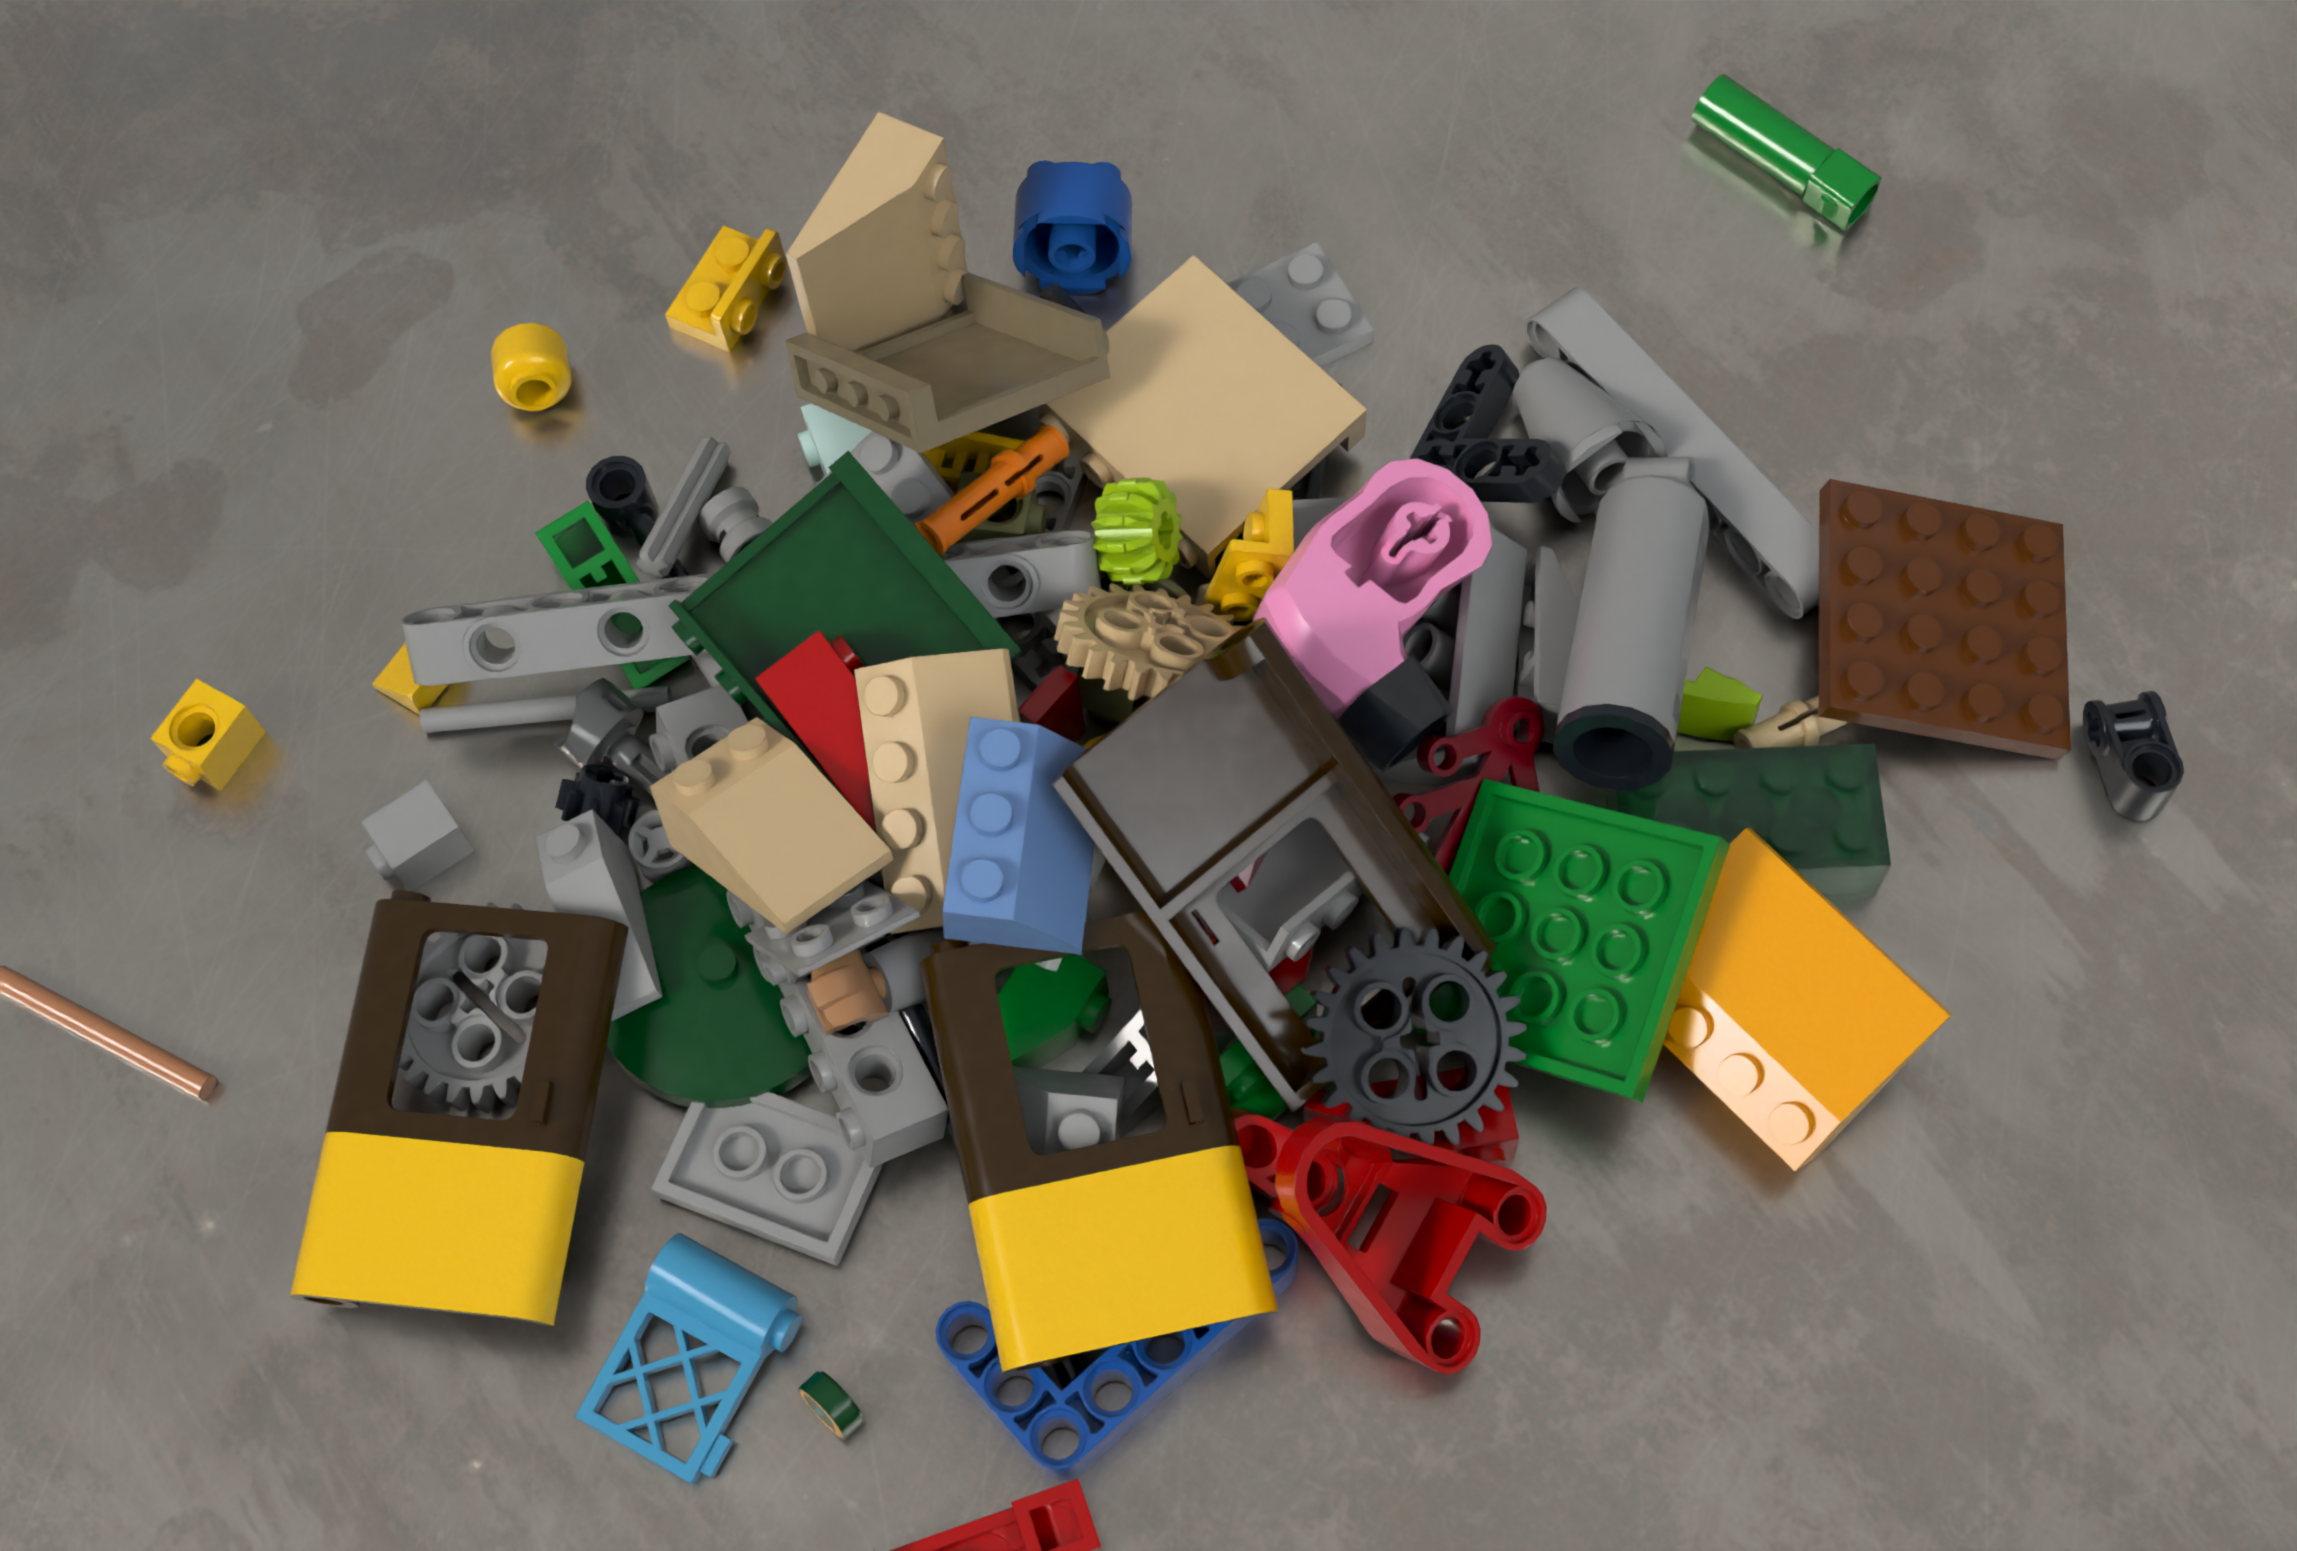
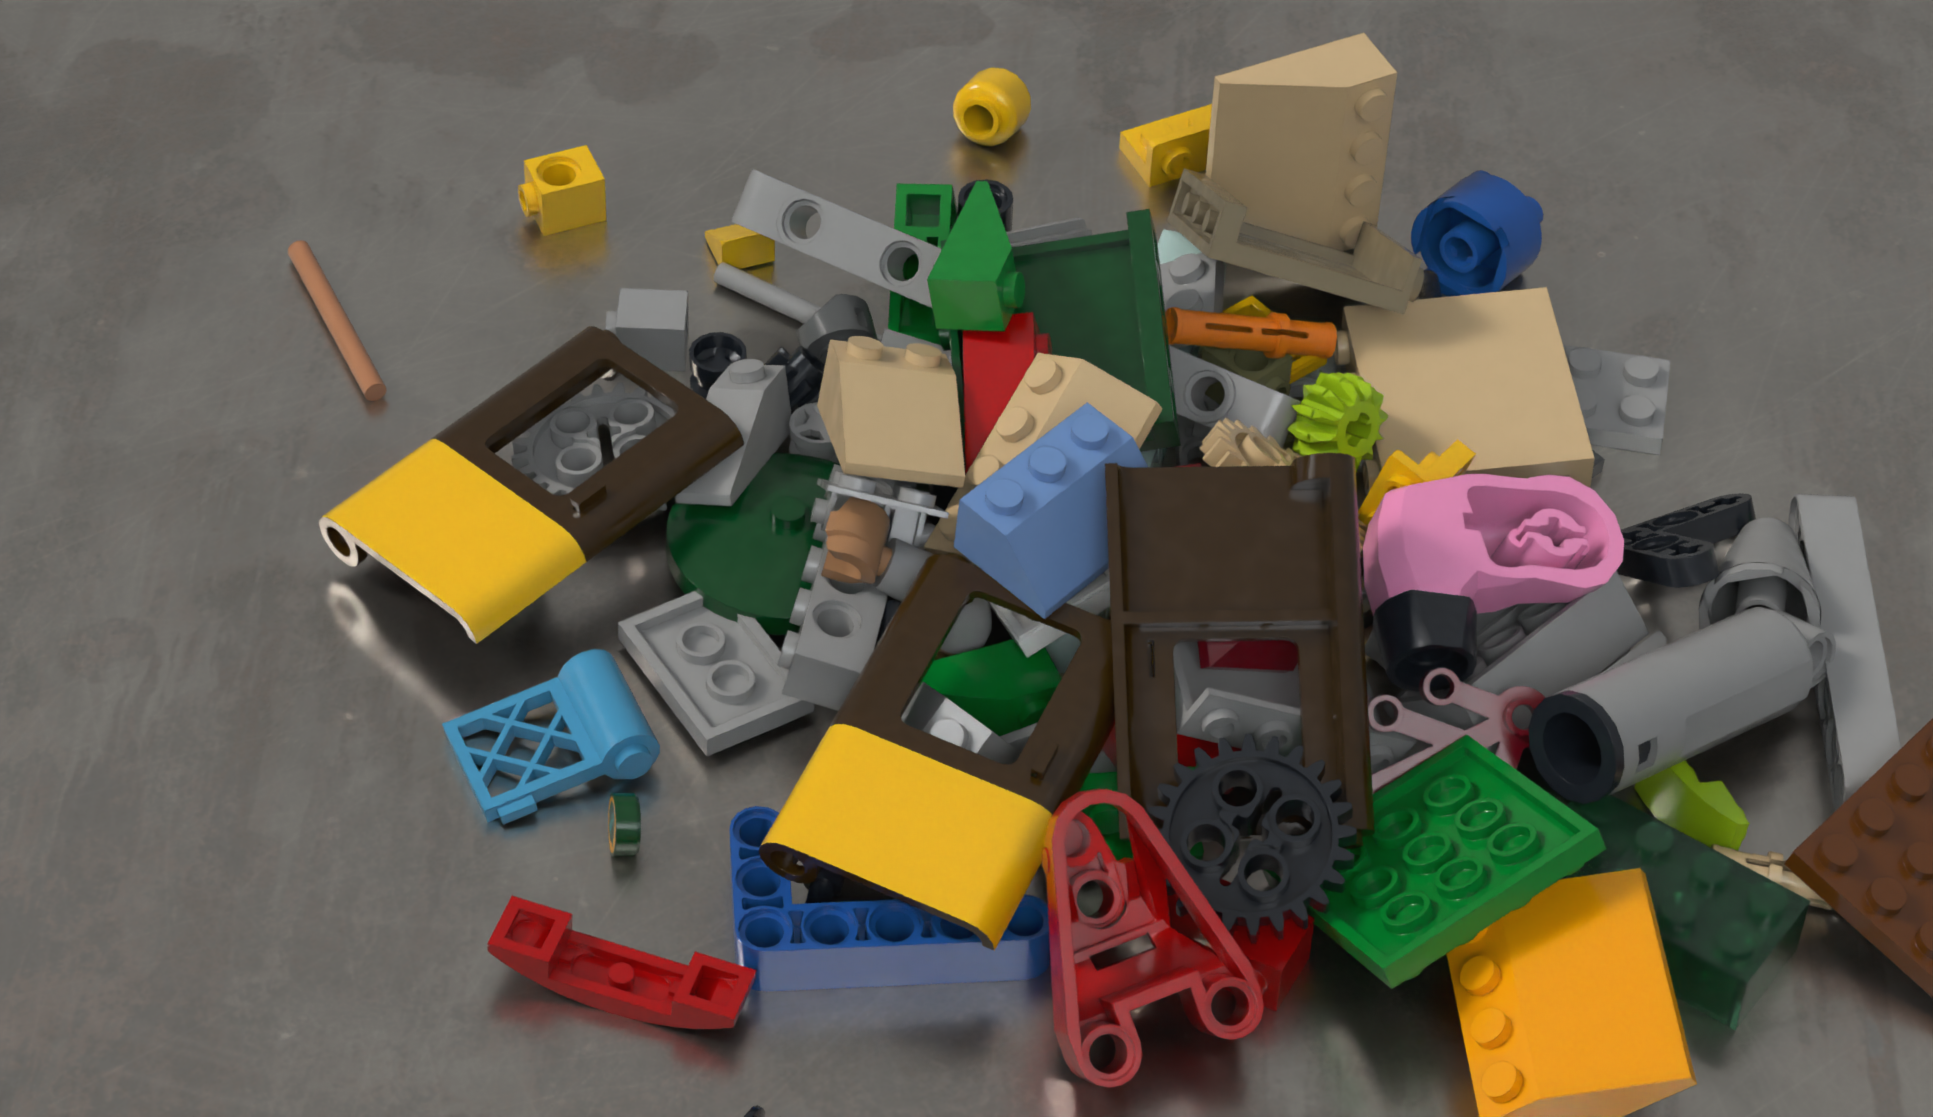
camera: 30 degrees right, 20 degrees down
(508, 829) = (710, 358): none -> black wheel
(740, 626) = (975, 272): none -> green slope

